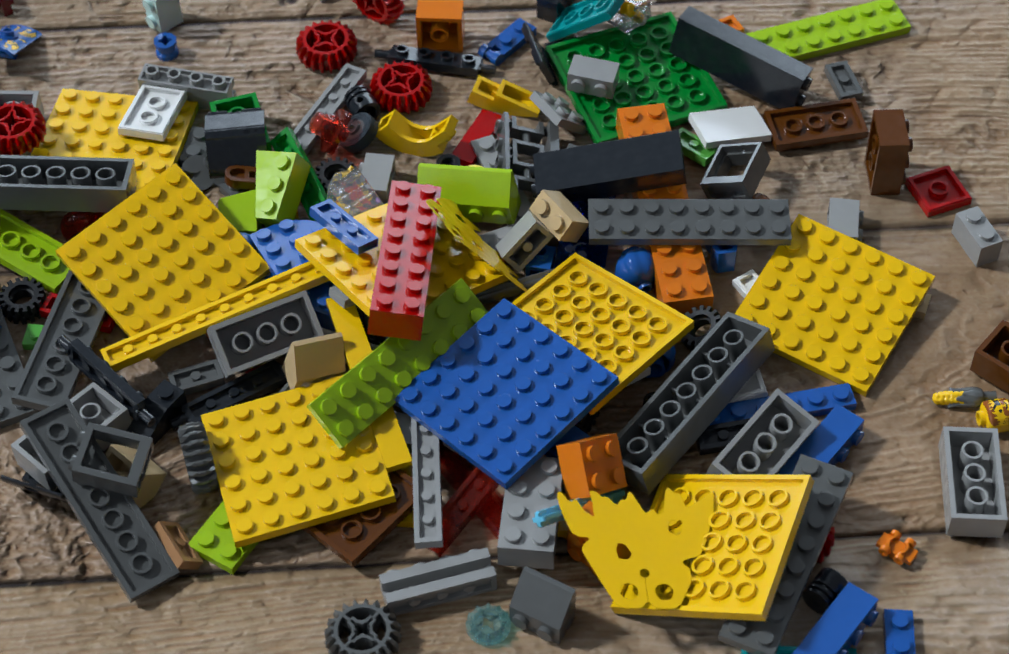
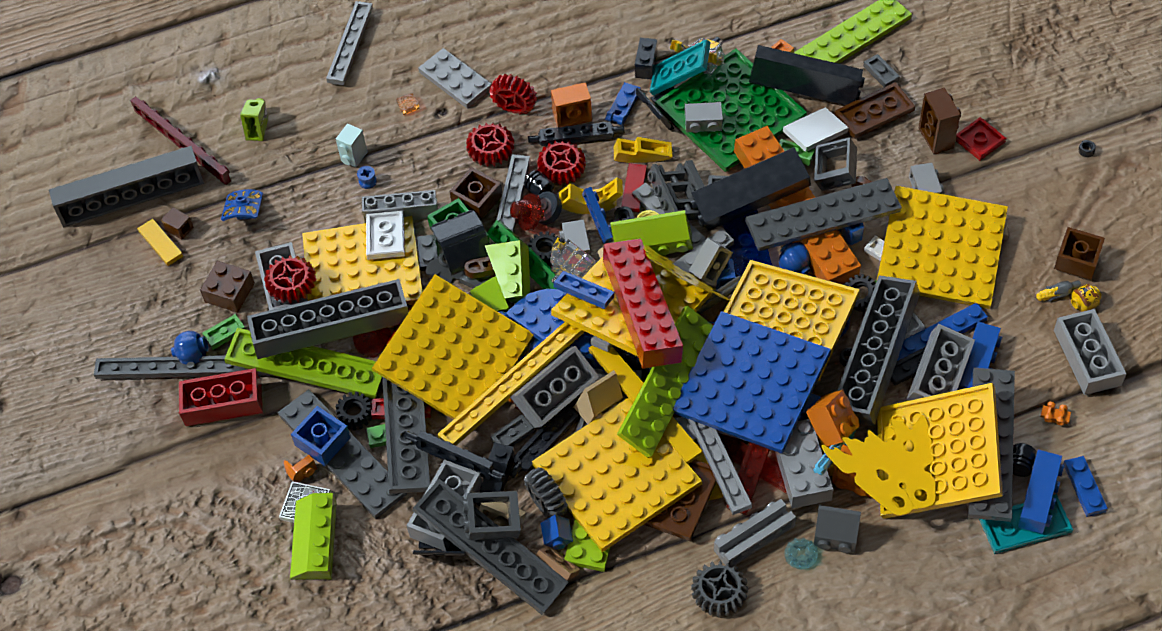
camera: 15 degrees left, 5 degrees up
(191, 507) = (556, 532): none -> blue brick
(282, 94) = (477, 192): none -> reddish brown brick
(415, 153) = (598, 214): none -> blue plate
(559, 112) = (689, 152): light grey plate -> none
(559, 216) = (730, 235): tan brick -> none
(977, 236) = (1022, 167): light grey brick -> none

